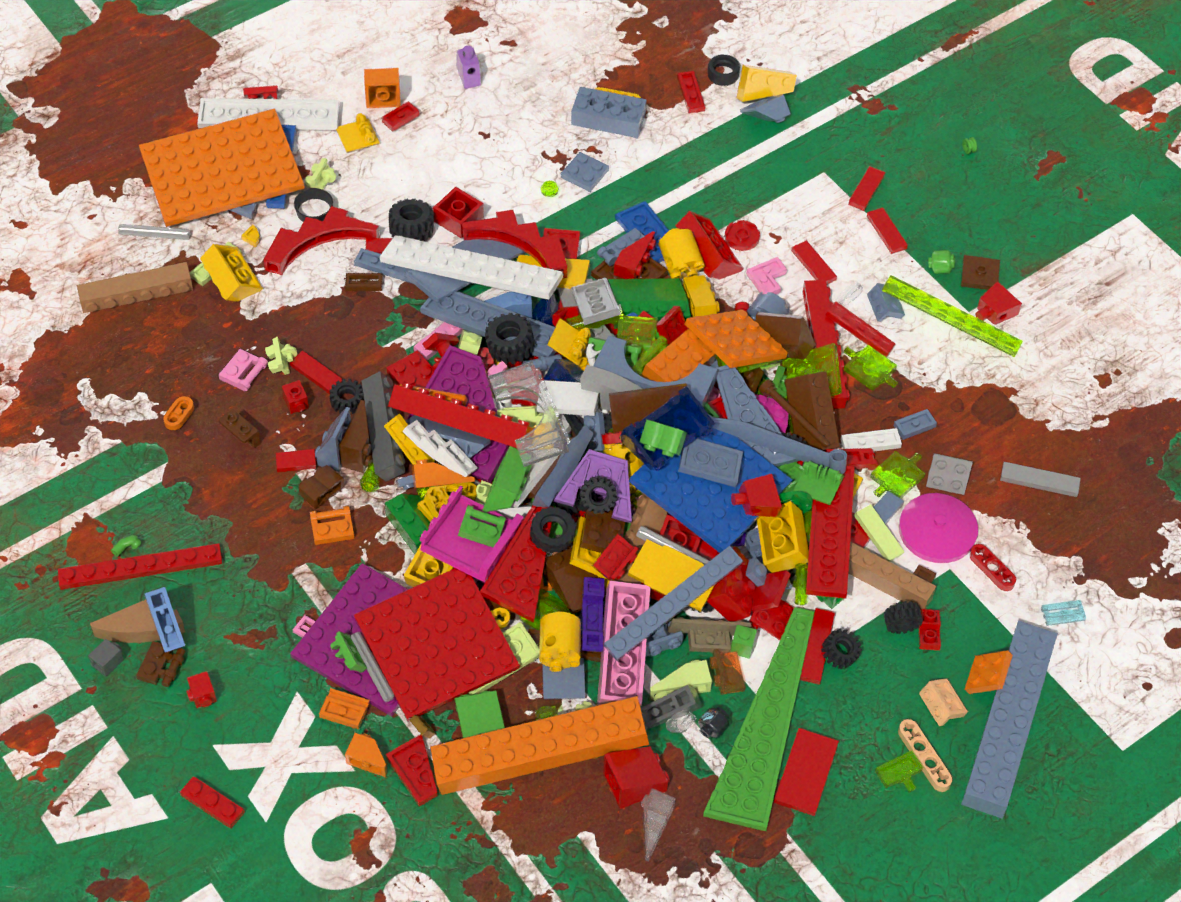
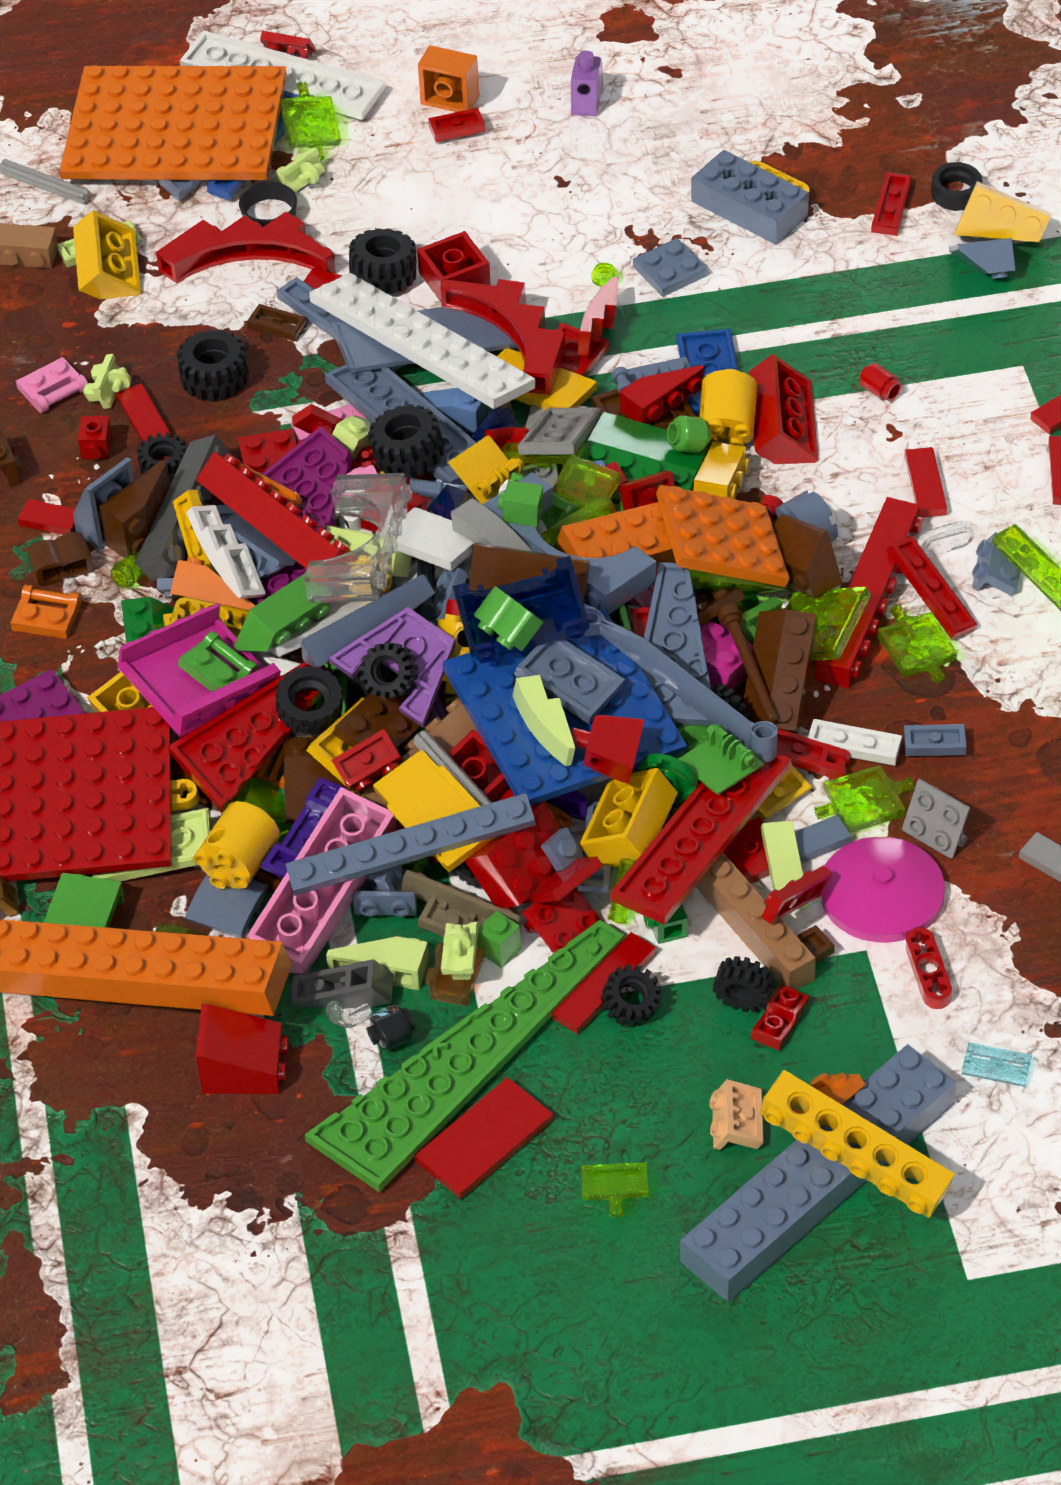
camera: 30 degrees right, 5 degrees down
(251, 236) = (166, 222): yellow tile -> none
(308, 140) = (310, 120): none -> clear neon green plate
(343, 312) = (212, 364): none -> black tyre
(357, 134) = (385, 132): yellow hinge -> none
(568, 218) = (598, 315): none -> slope
(620, 358) = (521, 503): none -> bright green brick
(656, 814) = (236, 1118): clear slope -> none
(672, 278) = (688, 434): none -> bright green head
(713, 493) = (544, 718): none -> yellowish green slope
(731, 658) = (459, 950): none -> yellowish green hips
(742, 235) = (844, 415): red tile -> none
(753, 208) = (880, 382): none -> red brick
(764, 275) = (838, 474): bright pink plate -> none
(904, 550) = (795, 894): none -> red plate
(927, 754) = (666, 1177): light nougat beam -> none
(1085, 700) = (849, 1127): none -> yellow brick

